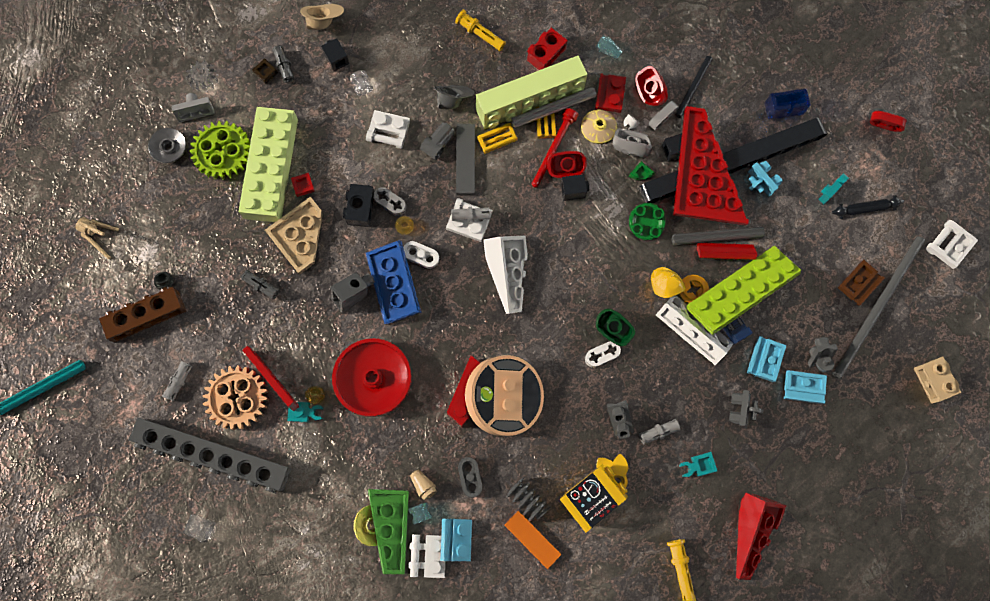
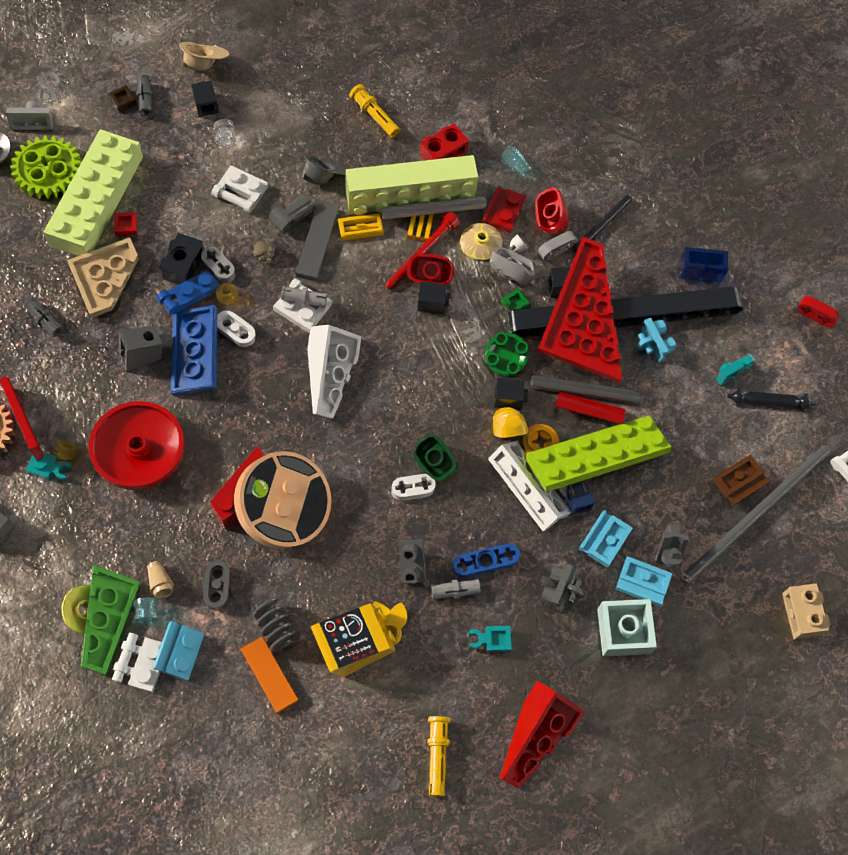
camera: 10 degrees right, 10 degrees down
(373, 233) = (188, 292): none -> blue plate
(425, 181) = (264, 251): none -> dark tan plate
(659, 255) = (510, 393): none -> black brick
(686, 390) = (467, 559): none -> blue beam
(803, 430) = (626, 627): none -> light aqua brick

